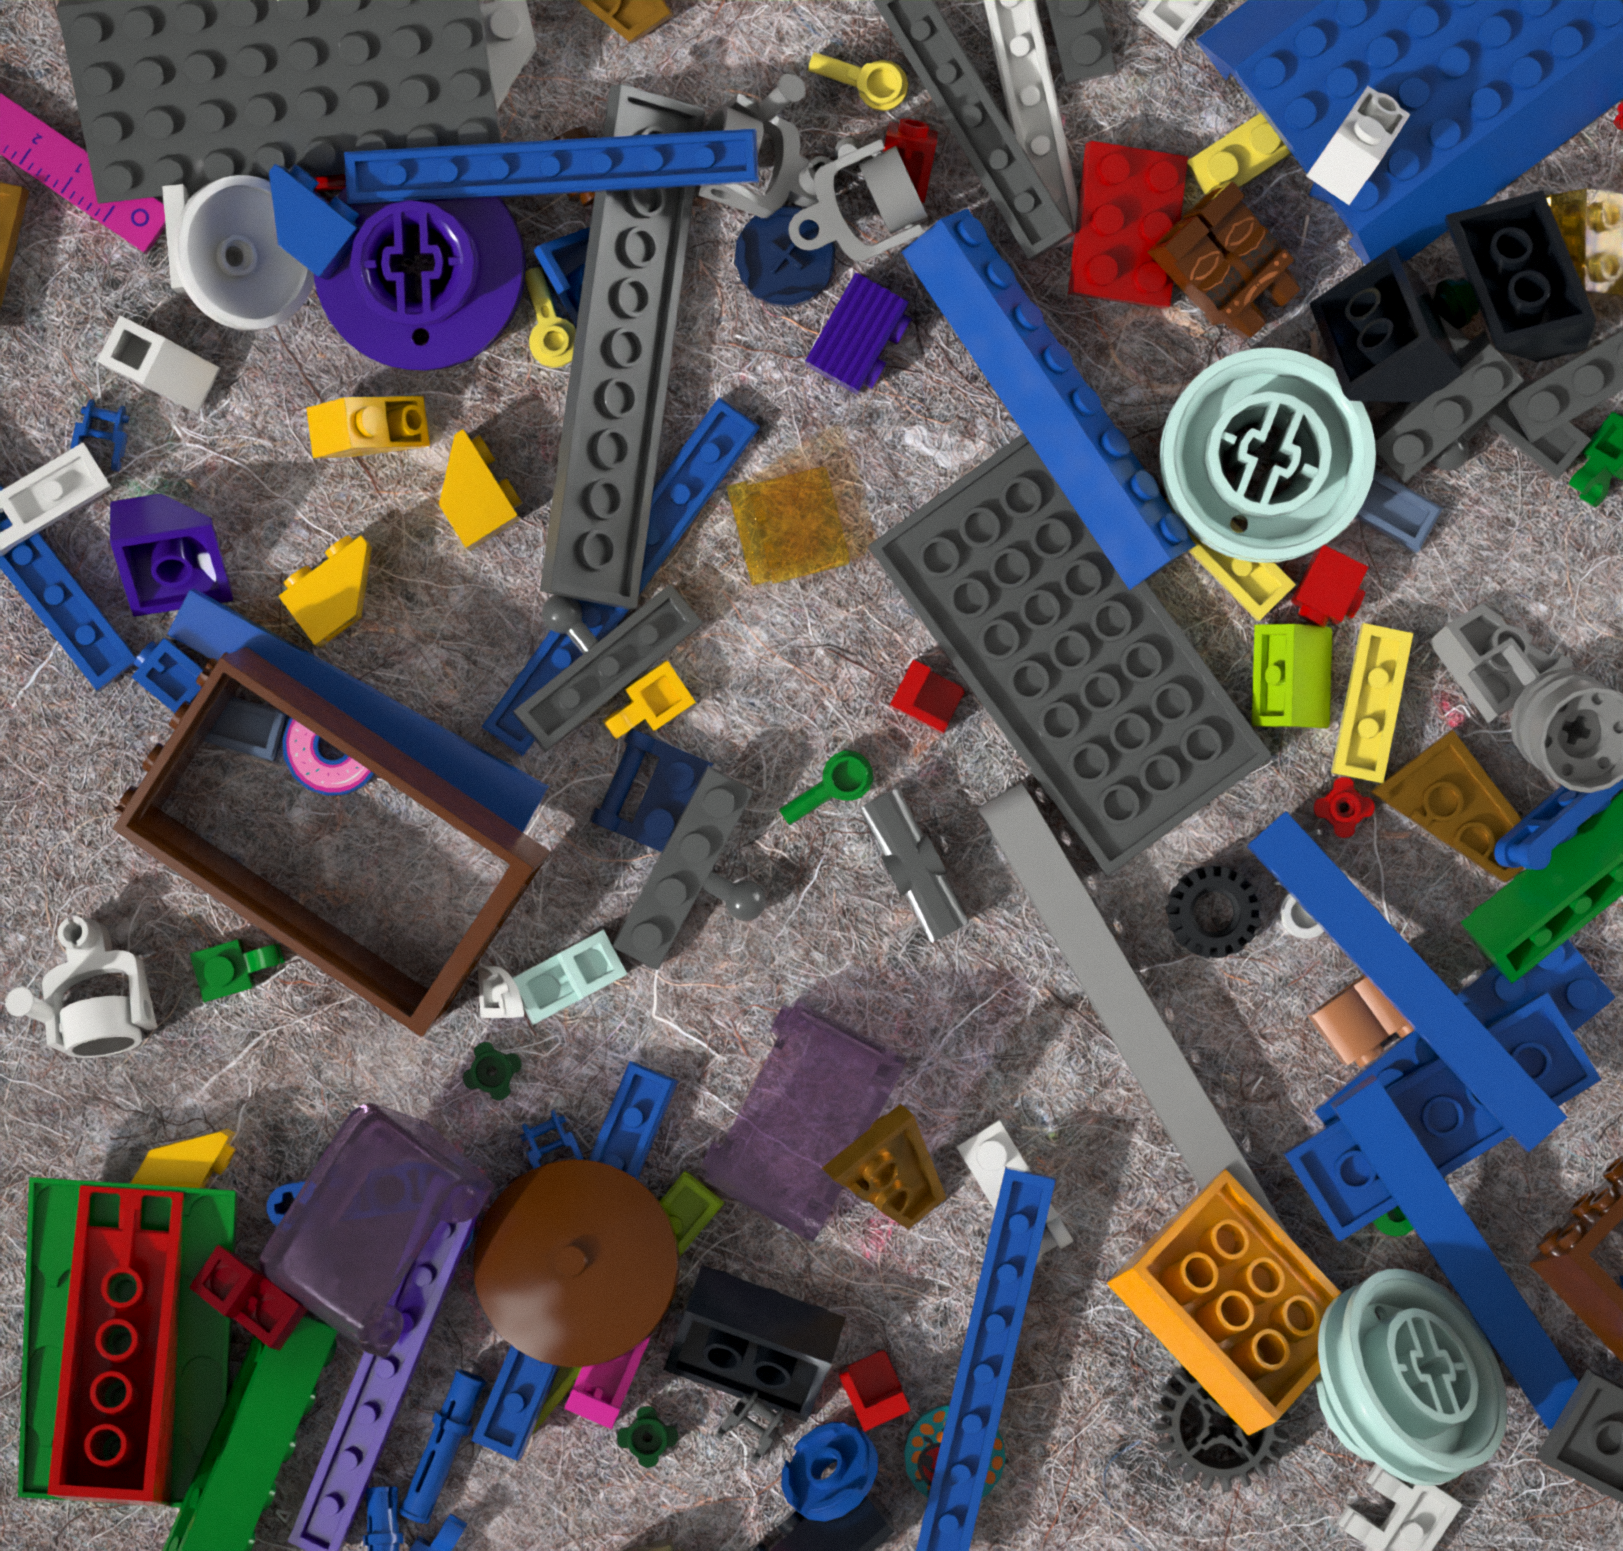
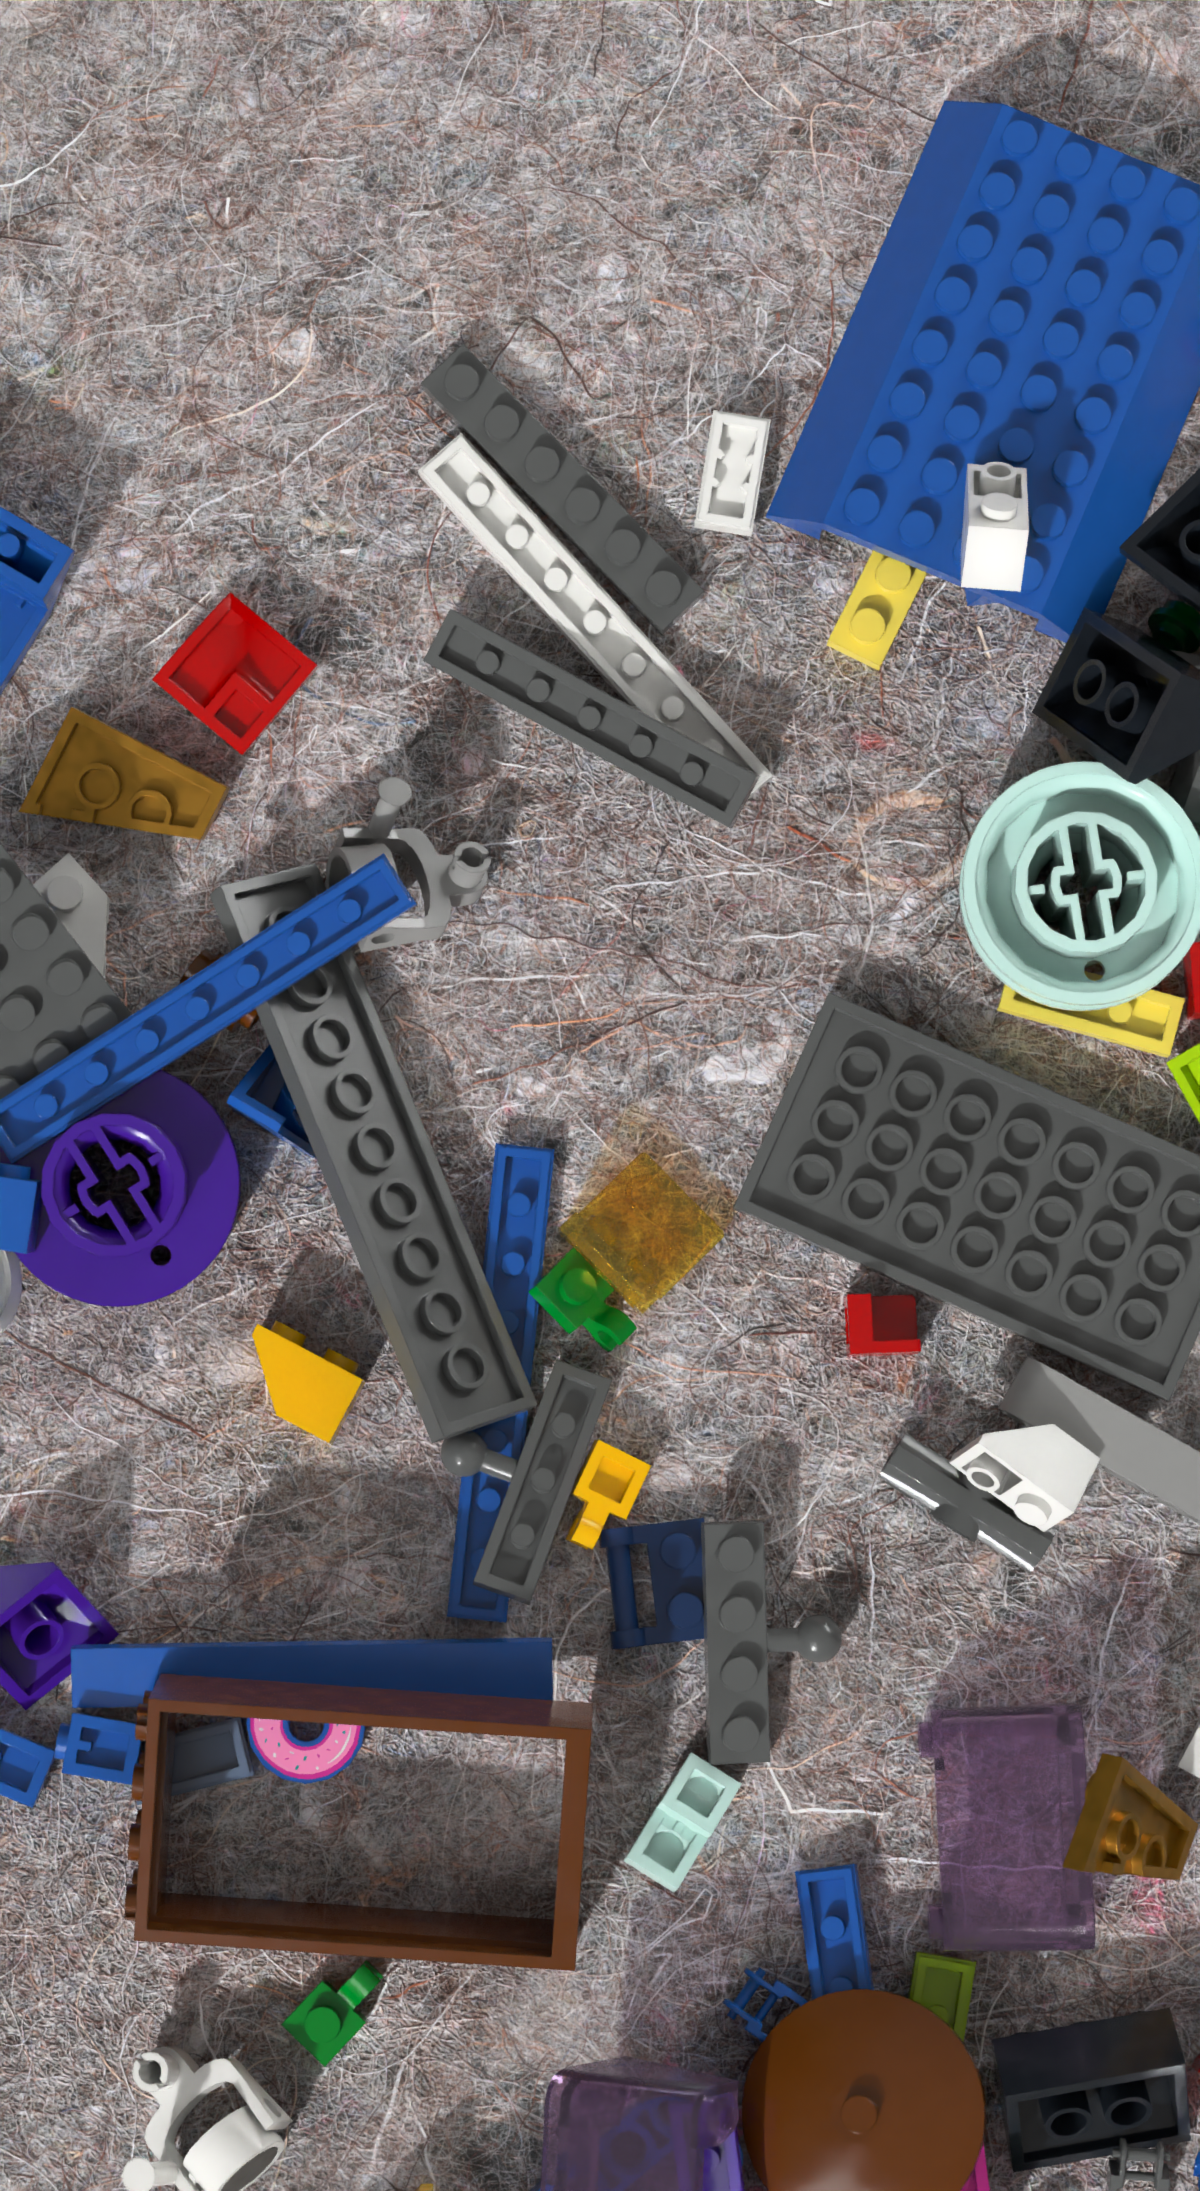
camera: 30 degrees left, 5 degrees down
(331, 594) = (218, 1568): yellow slope -> none
(367, 426) = (156, 1377): yellow slope -> none
(479, 1078) = (648, 1977): dark green plate -> none
(498, 994) = (622, 1881): white tile -> none
(552, 337) = (293, 1181): light yellow plate -> none
(712, 544) = (576, 1296): none -> green plate
(777, 268) = (481, 965): dark blue tile -> none
(844, 777) = (846, 1454): green plate -> none
(858, 334) = (600, 1000): dark purple brick -> none
(880, 84) = (476, 738): light yellow plate -> none
(891, 192) = (548, 834): light grey piece -> none
(916, 148) = (548, 798): red bracket -> none
(973, 867) = (1030, 1470): none -> white slope
(1048, 398) = (830, 954): blue brick -> none
(1123, 210) = (806, 737): red plate -> none
(1226, 261) = (926, 716): reddish brown hips -> none

